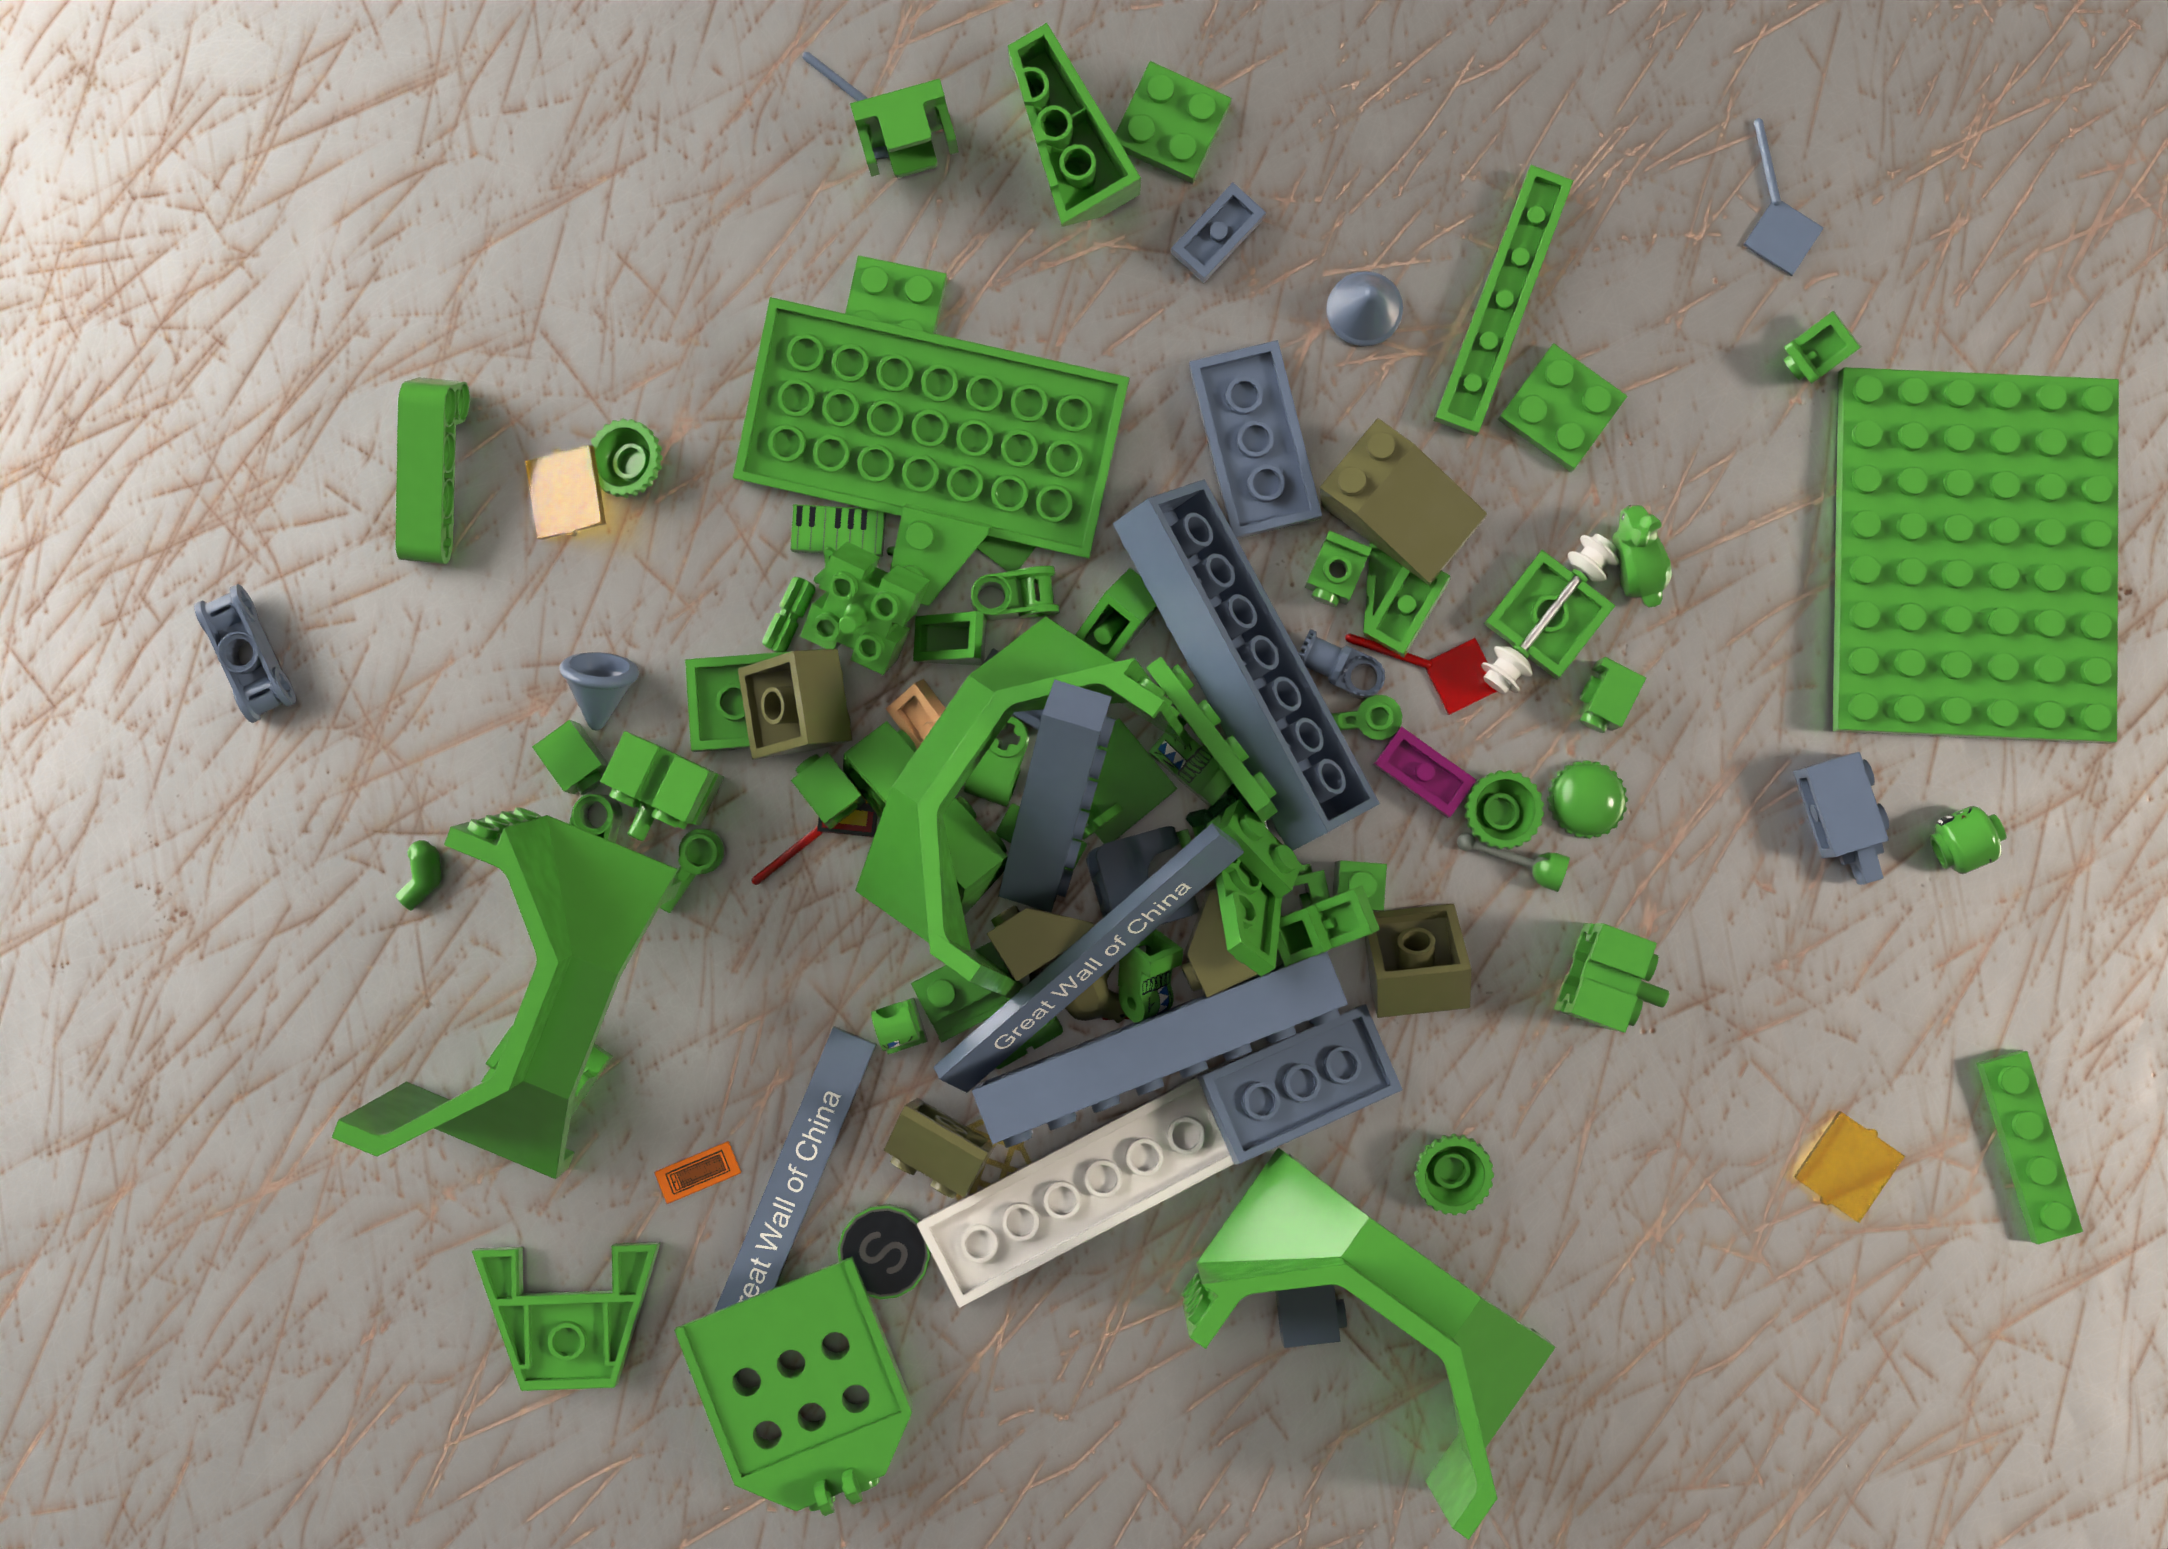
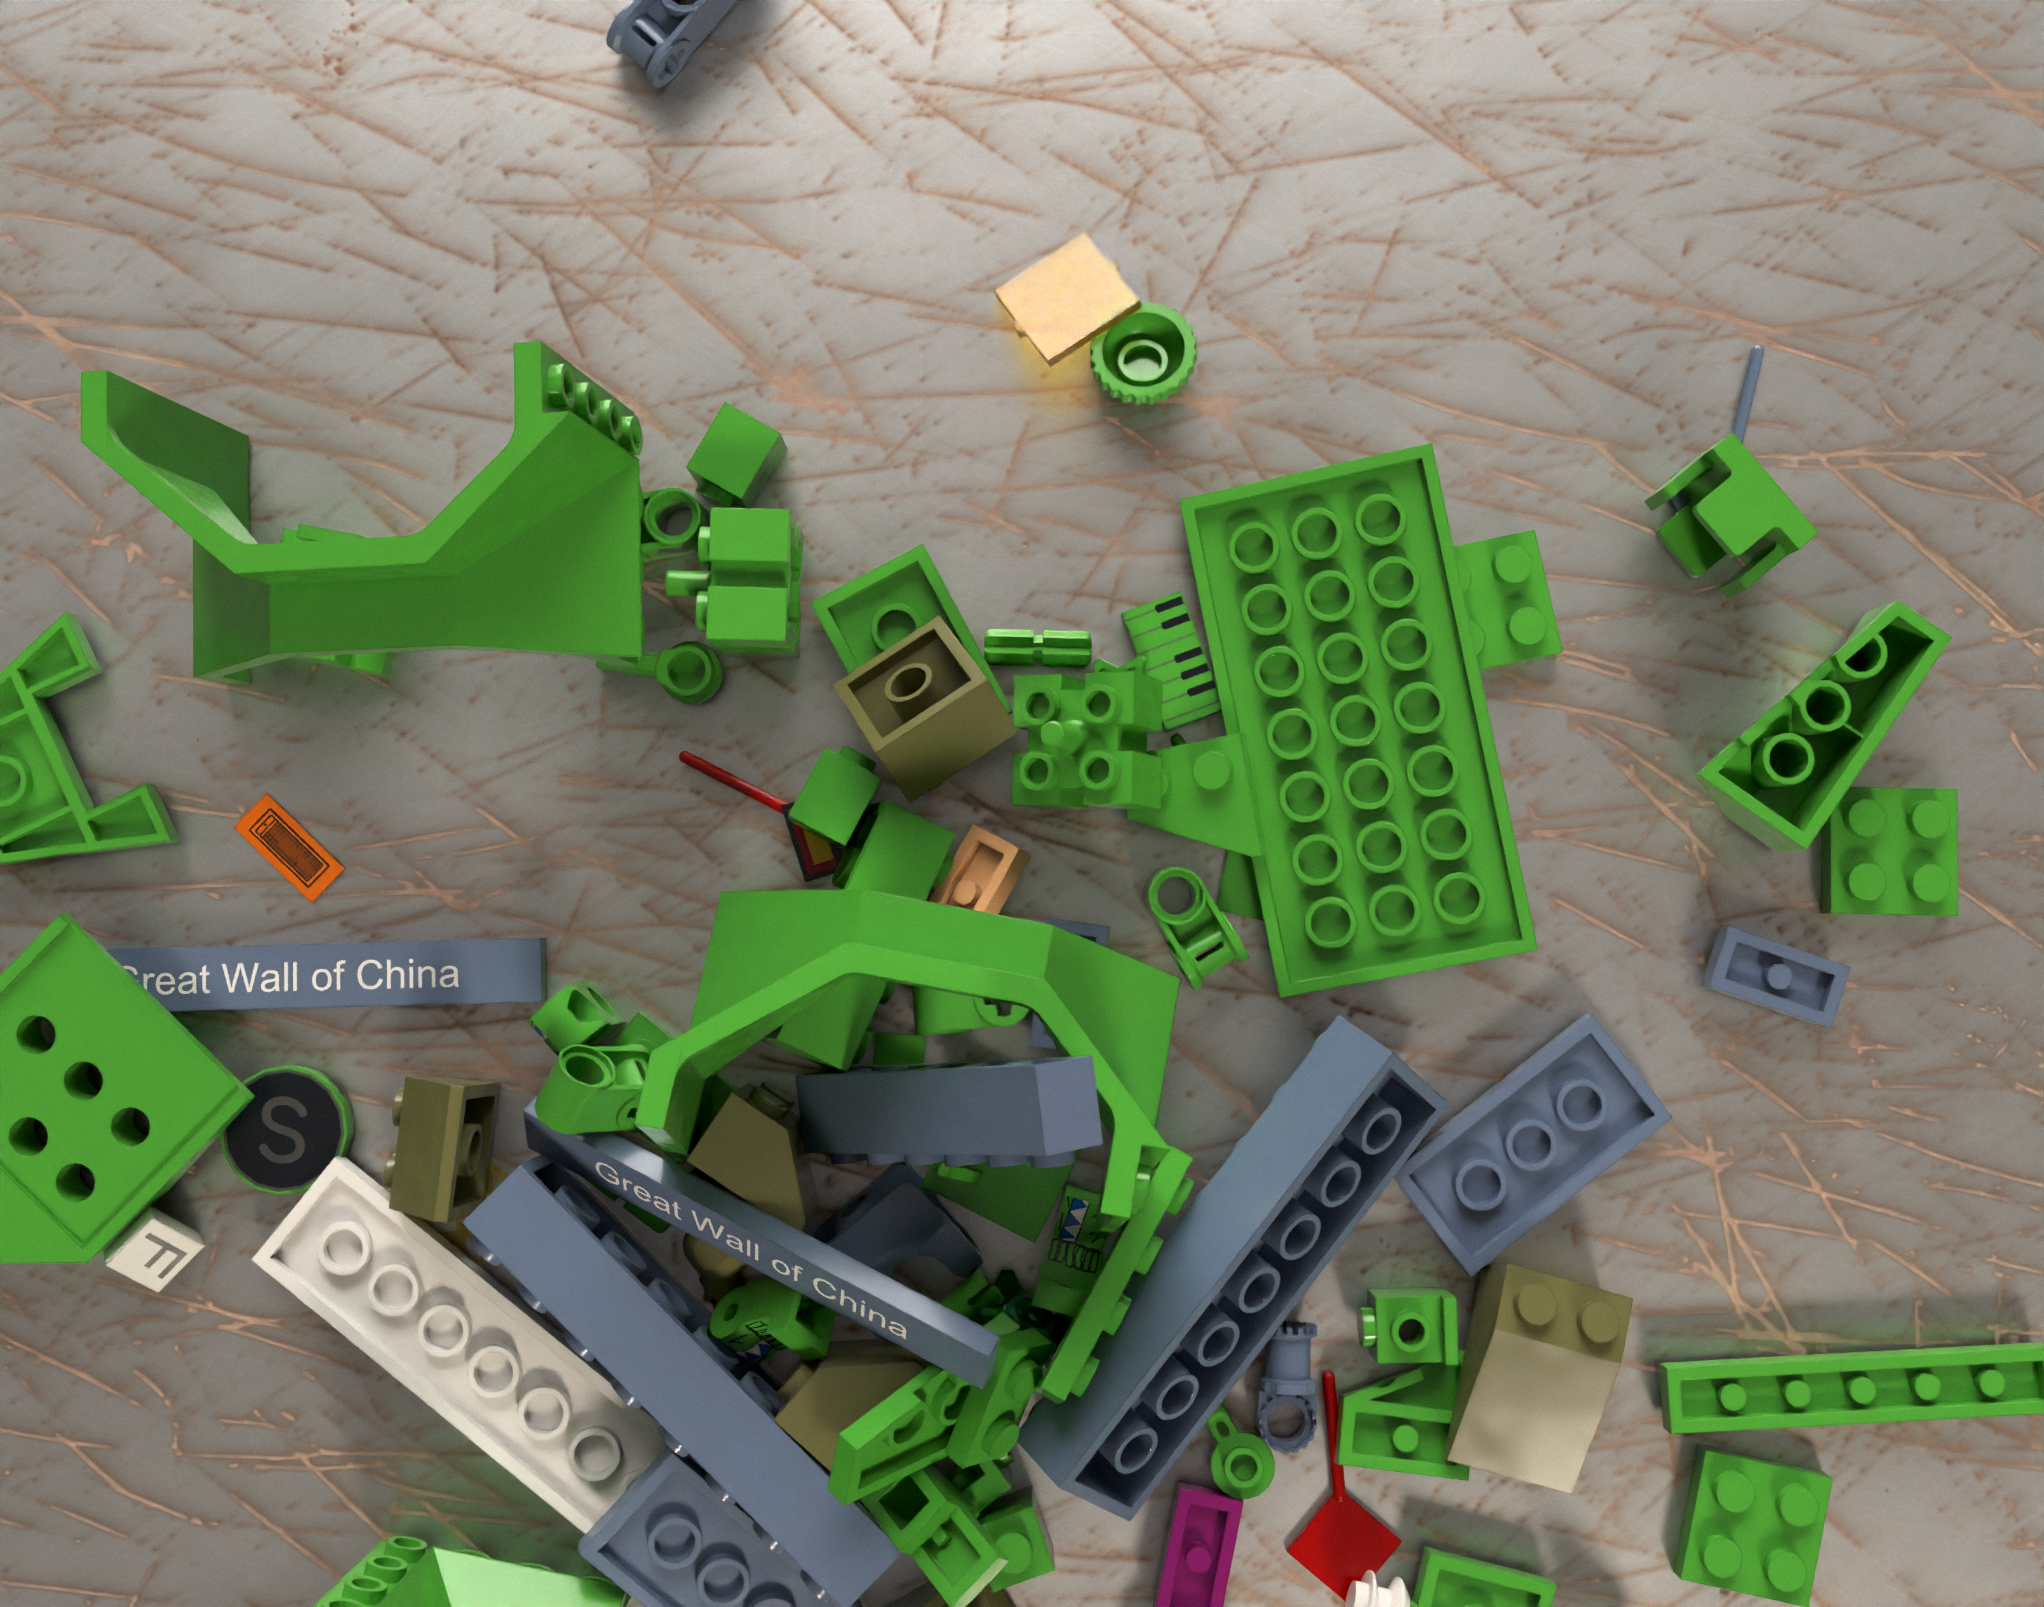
camera: 55 degrees right, 0 degrees up
(425, 874) = (498, 343): bright green arm -> none
(426, 467) = (1021, 110): bright green beam -> none
(598, 683) = (845, 448): sand blue hat -> none
(923, 1371) = (153, 1249): none -> white tile
(949, 1020) = (594, 1089): none -> bright green piece
(950, 638) = (1098, 865): bright green slope -> none
(1118, 615) = (1223, 1071): bright green slope -> none
(1364, 308) = (1762, 1208): sand blue hat -> none

